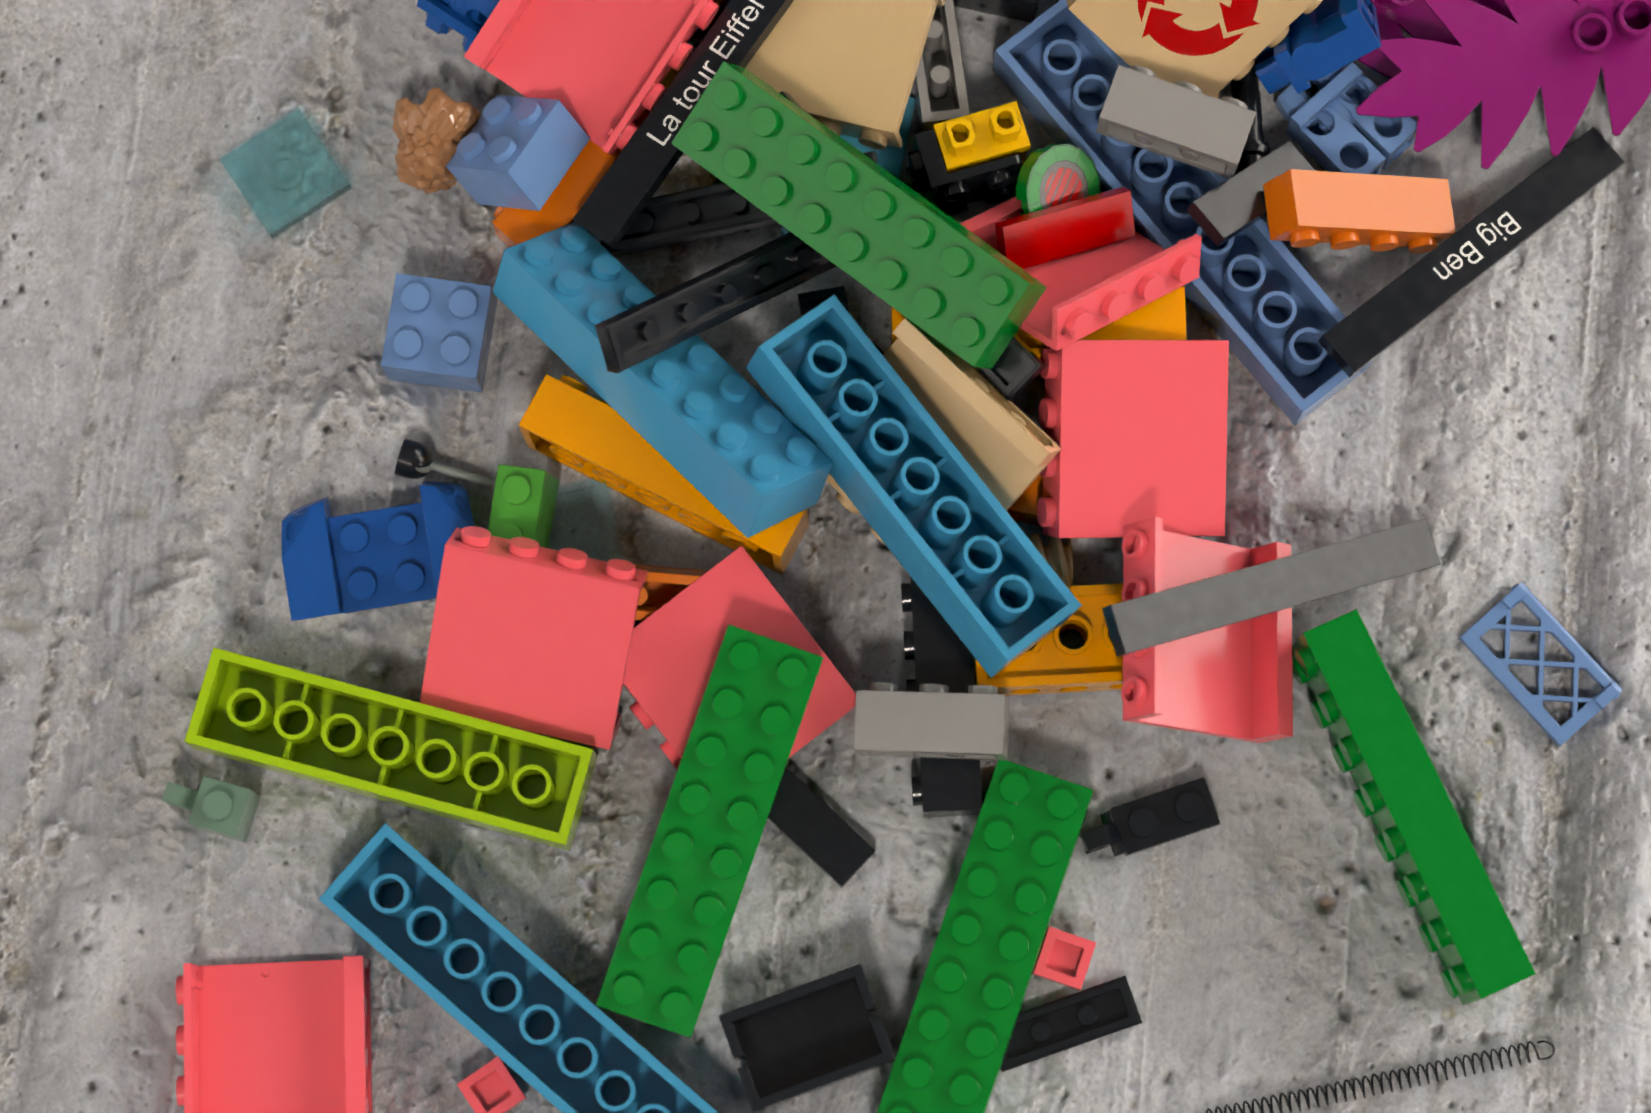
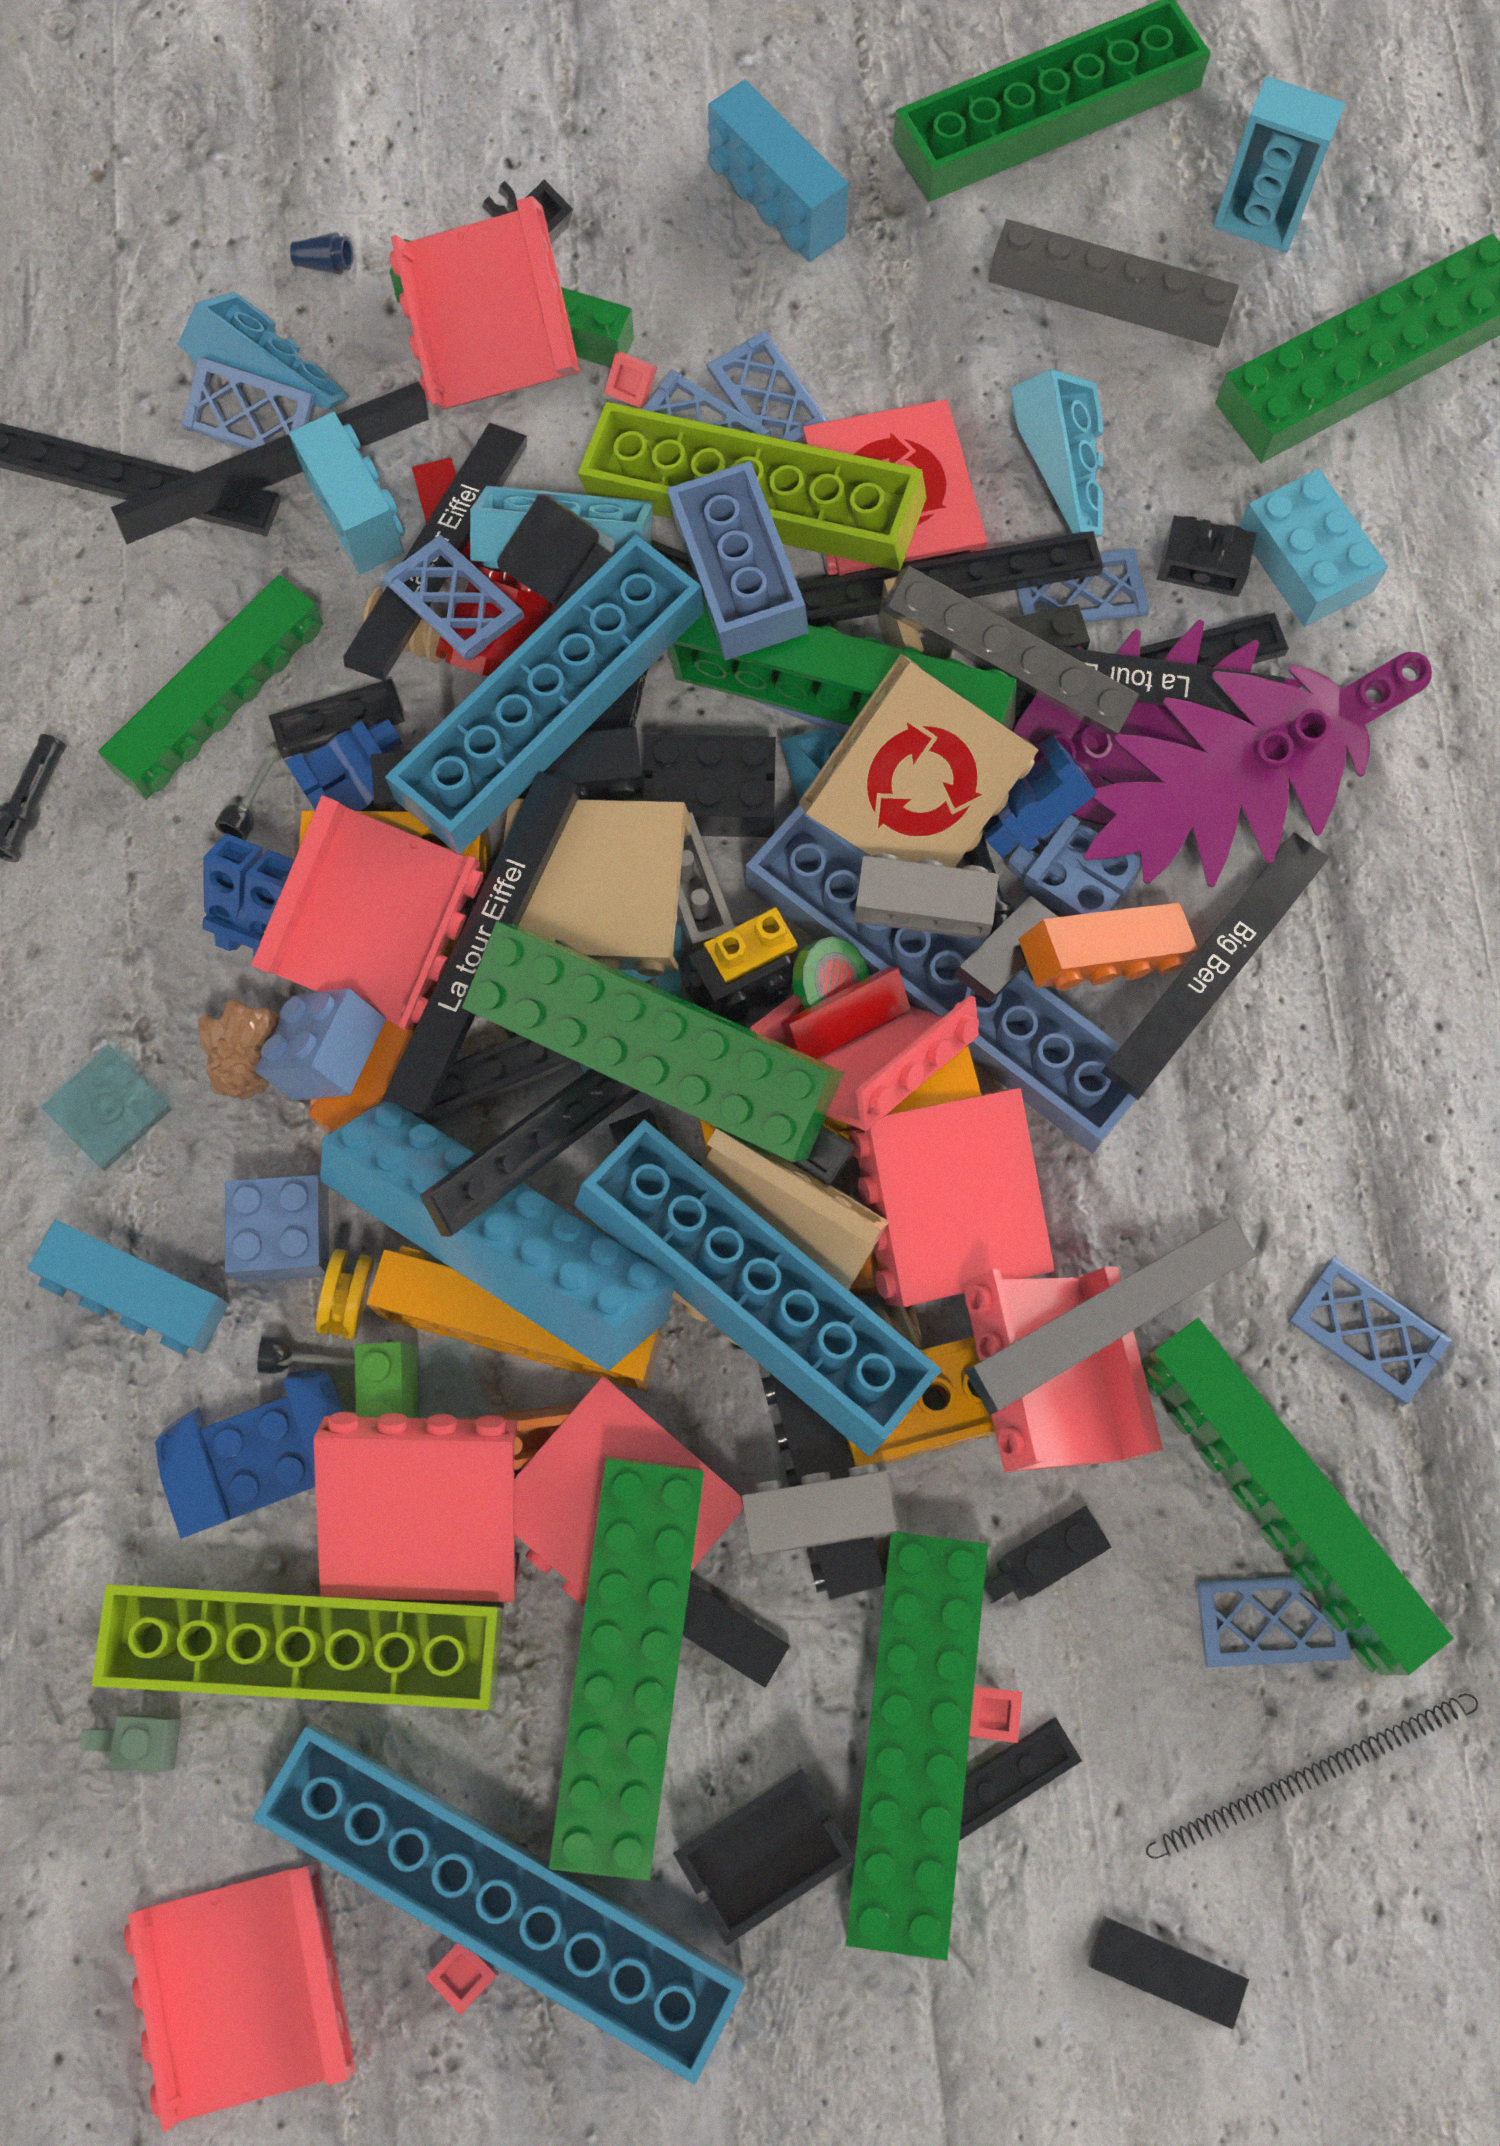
camera: 15 degrees left, 5 degrees down
(279, 362) = (128, 1287): none -> dark azure brick
(495, 414) = (344, 1296): none -> yellow head
(1340, 959) = (1253, 1654): none -> medium blue window

